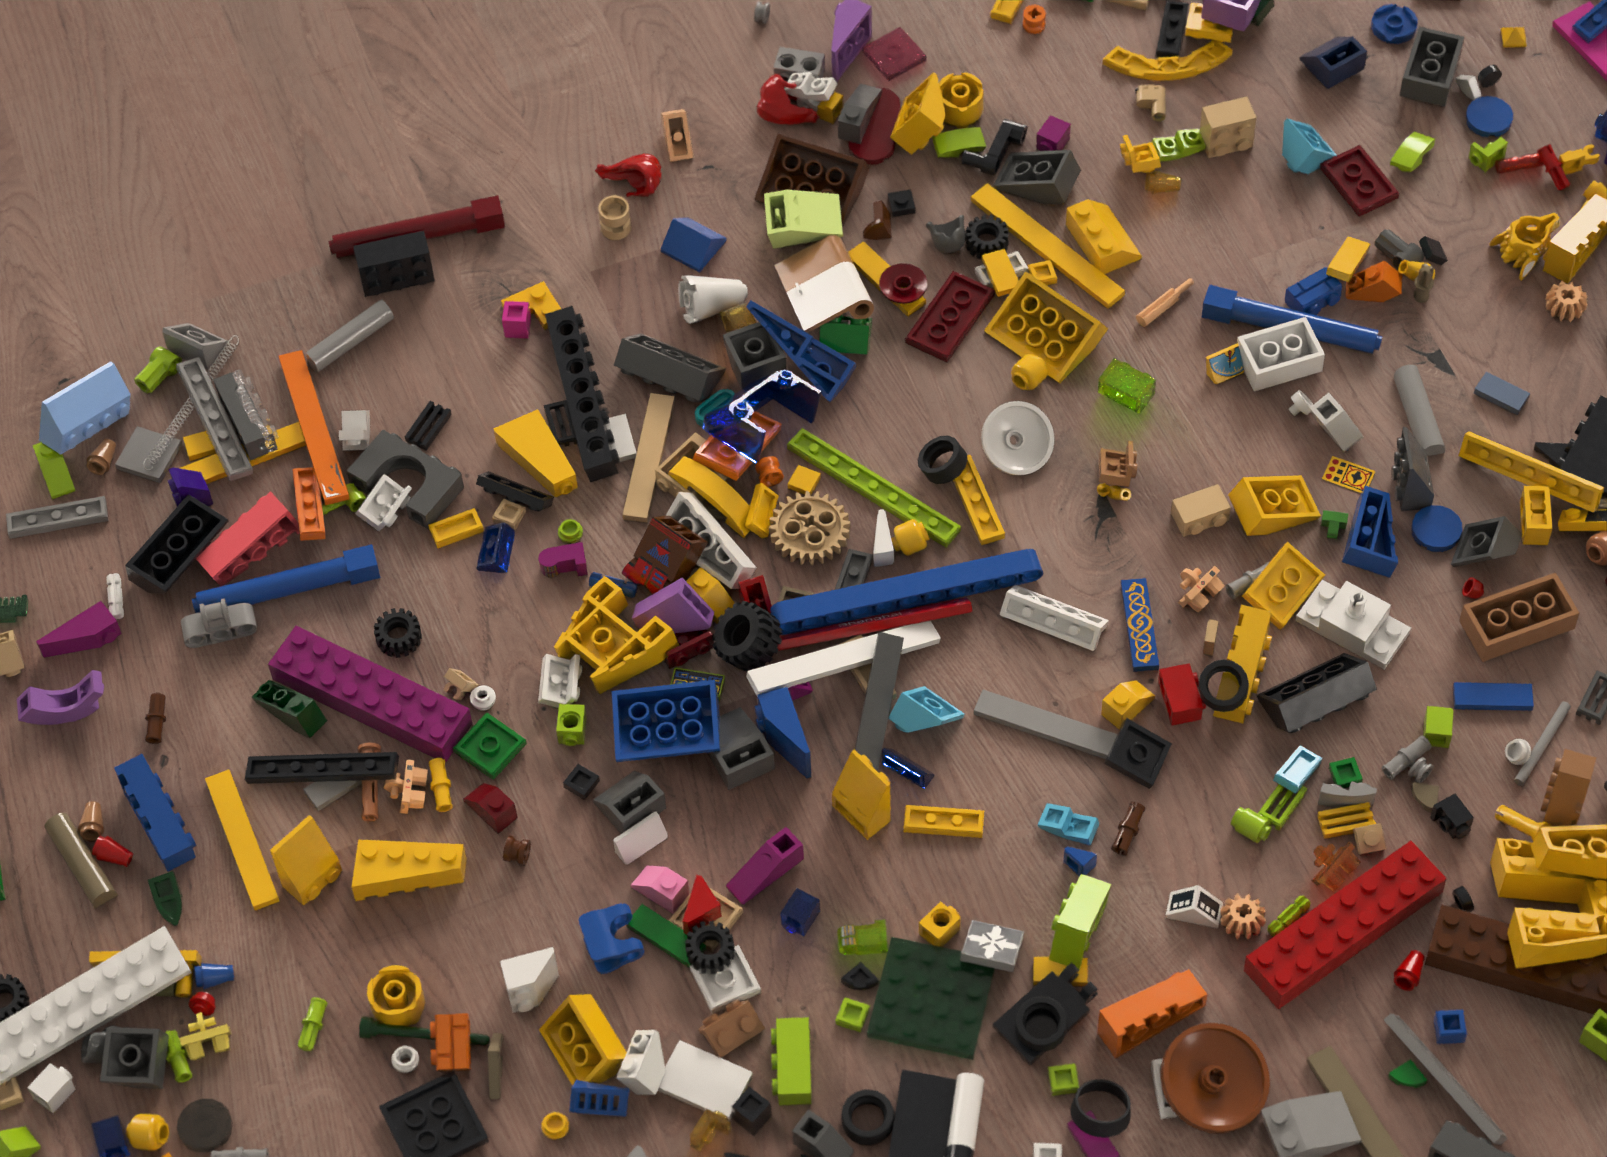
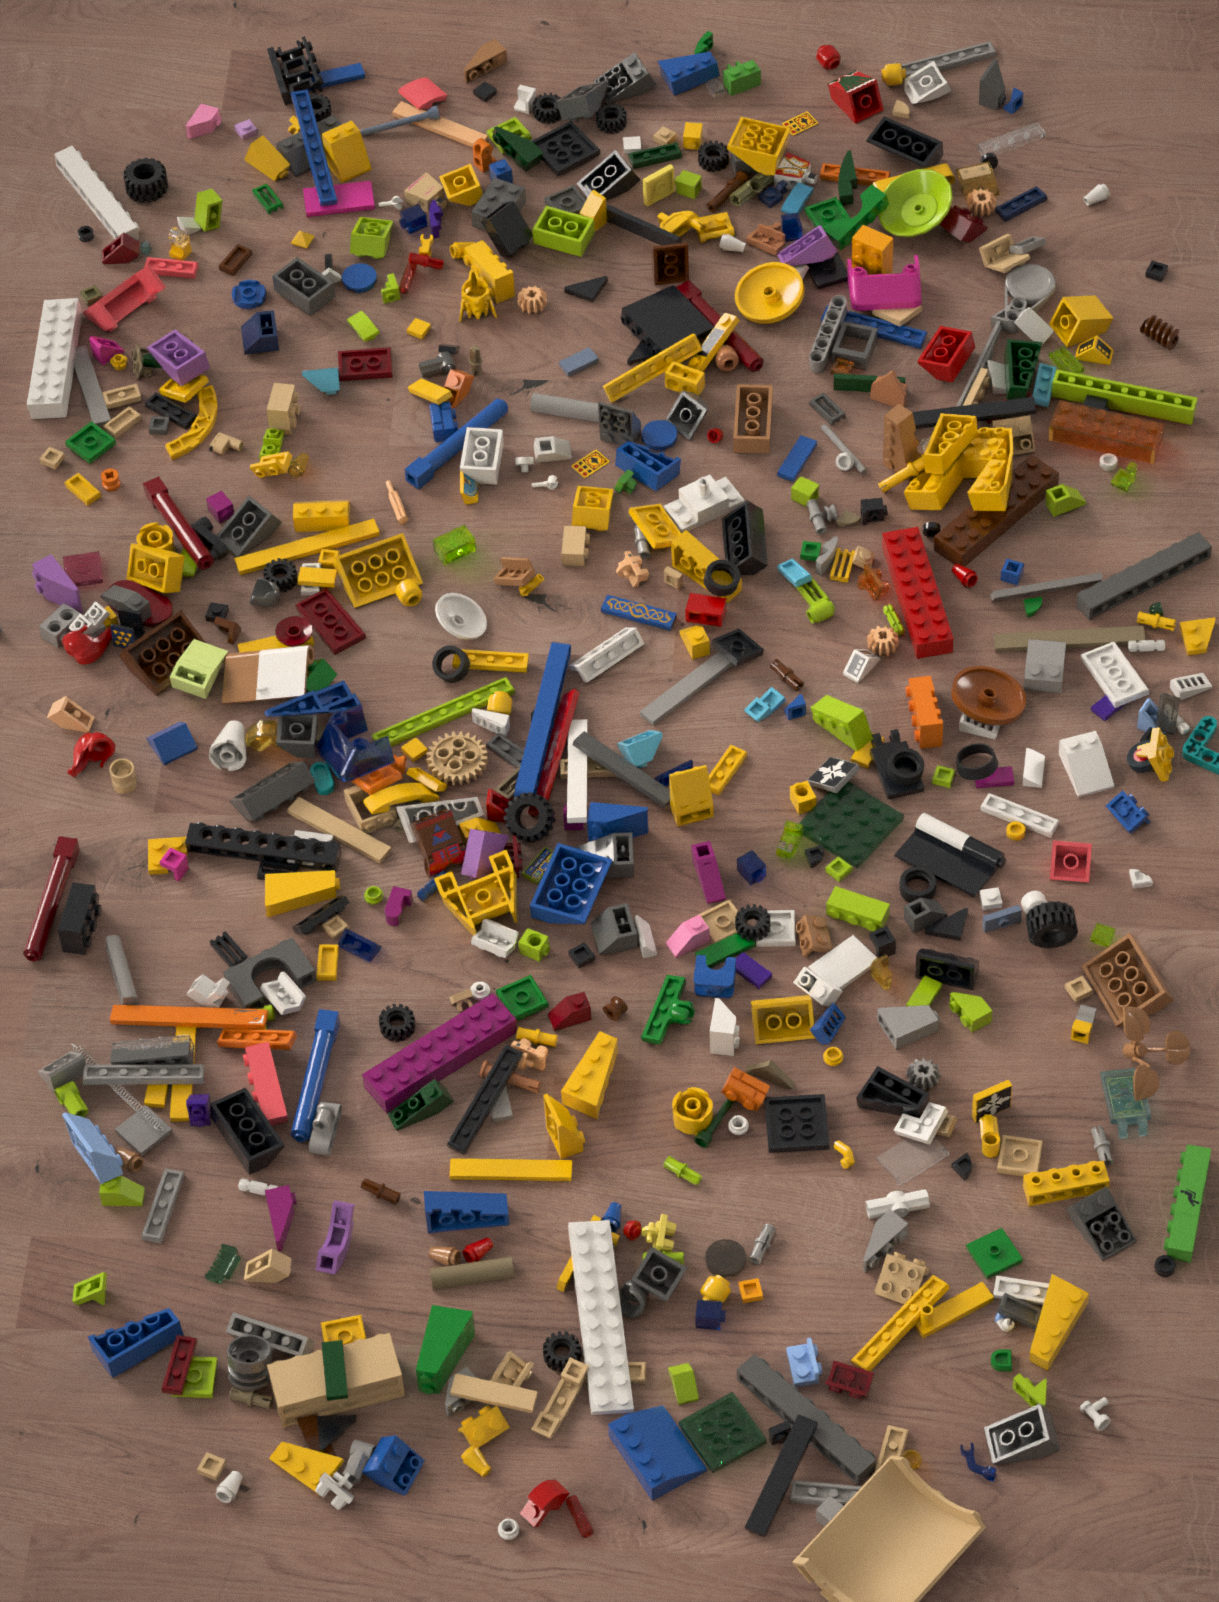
camera: 65 degrees left, 5 degrees down
(52, 1087) = (649, 1339): white brick -> none
(167, 896) = (533, 1226): dark green plate -> none
(540, 908) = (668, 1010): none -> green plate
(646, 978) = (752, 971): none -> dark purple tile
(701, 906) = (718, 915): red slope -> none
(830, 132) = (130, 629): none -> piece
(1034, 73) = (159, 498): none -> dark red brick
(1143, 28) = (159, 425): none -> dark grey tile
(1288, 446) = (550, 484): none -> white hand
(1411, 269) = (462, 361): yellow cone -> none
(1448, 208) = (418, 328): none -> yellow tile
(1557, 98) = (371, 237): none -> lime slope

